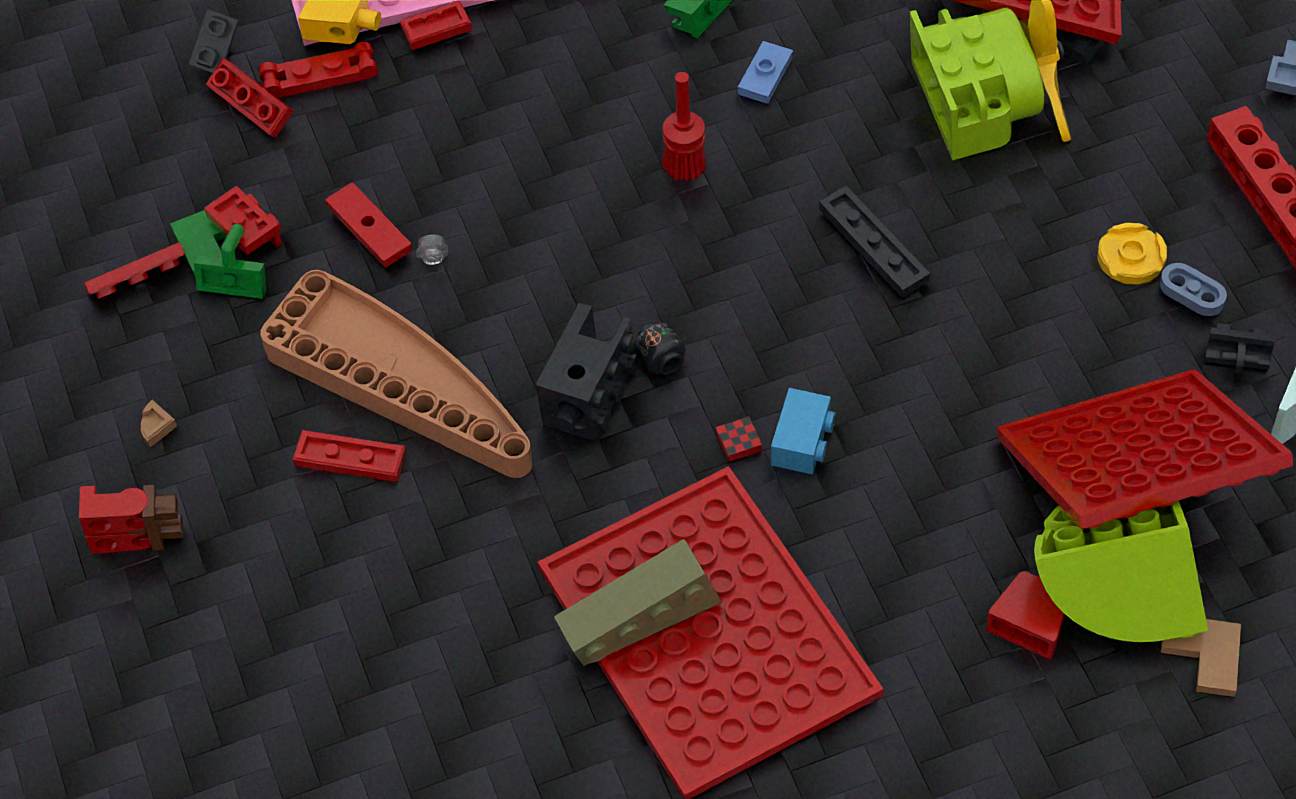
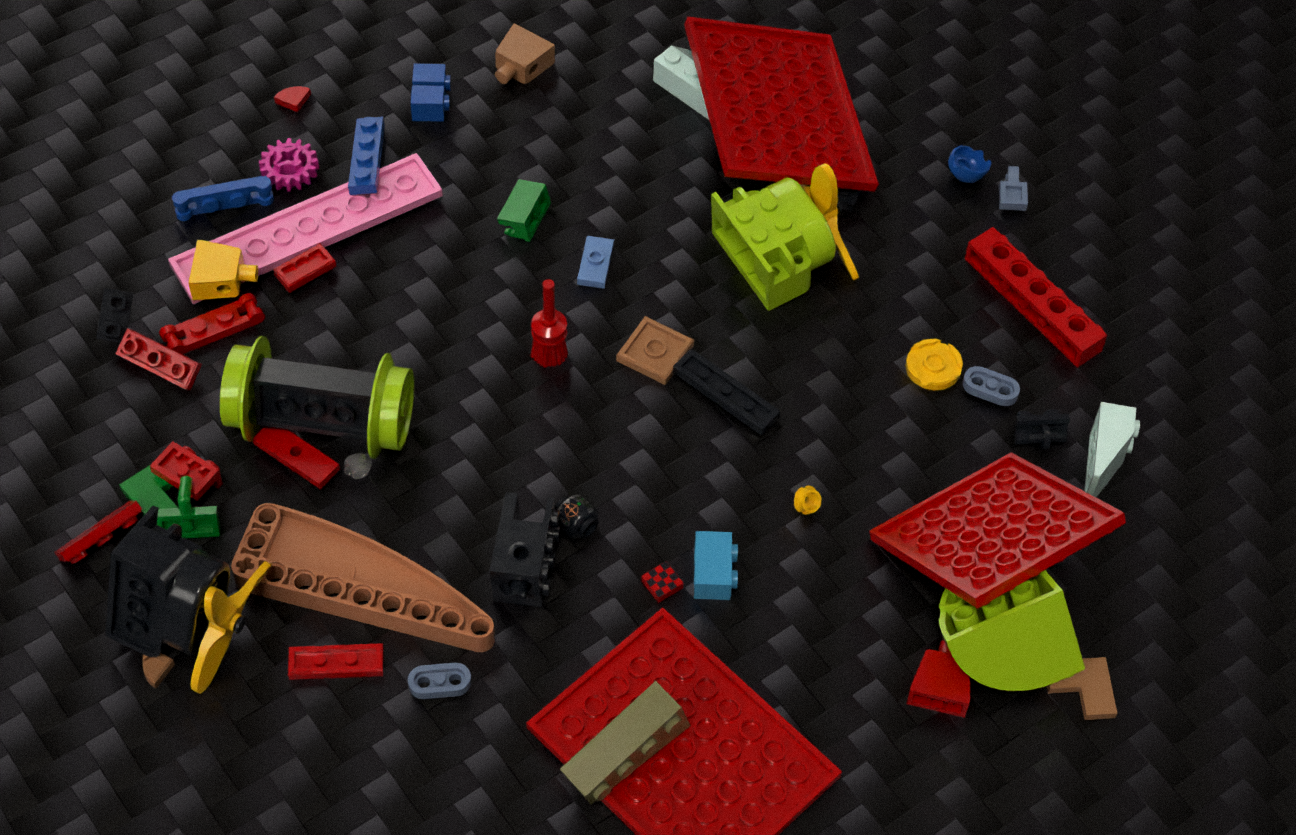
camera: 20 degrees left, 0 degrees up
(128, 519) = (161, 758): red hips -> none
(185, 347) = (174, 596): none -> black brick
(451, 181) = (316, 398): none -> brick
(456, 496) = (439, 678): none -> sand blue plate
(804, 180) = (654, 350): none -> medium nougat tile
(940, 382) = (812, 502): none -> yellow plate
(1239, 30) = (968, 164): none -> blue hair

